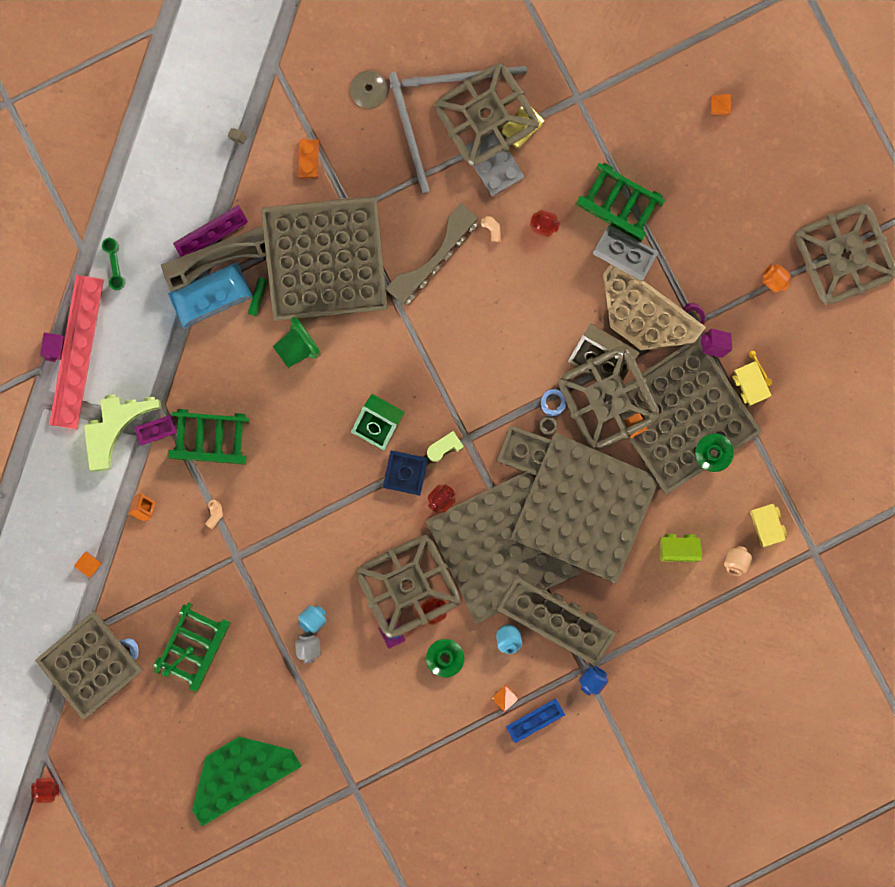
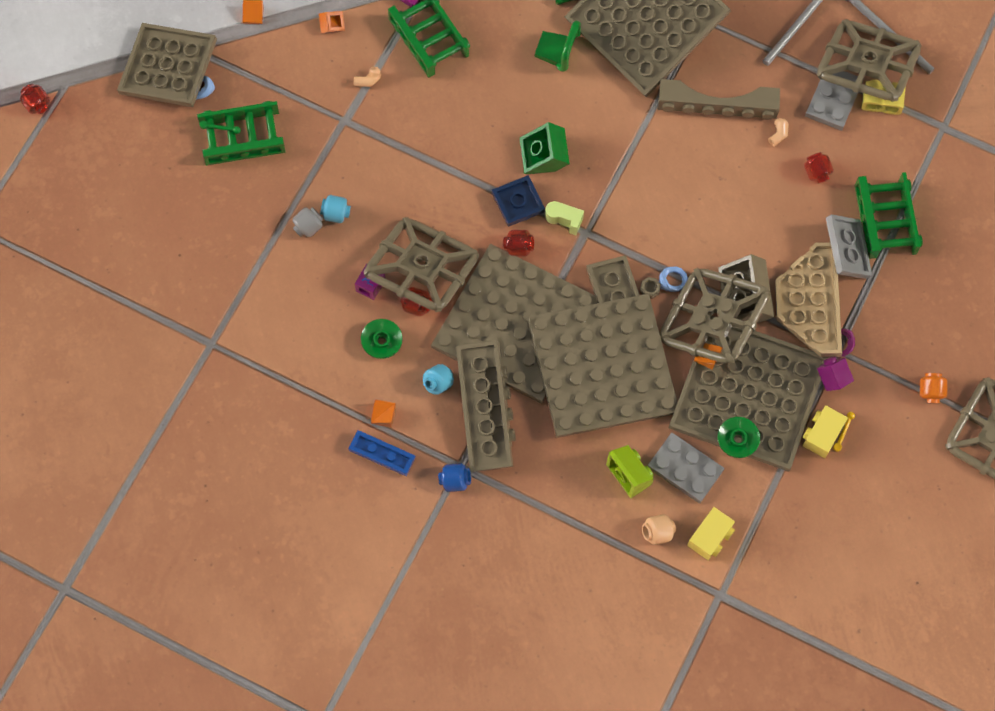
camera: 55 degrees right, 15 degrees down
(239, 773) = (156, 241): green plate -> none
(704, 505) = (685, 467): none -> light grey plate

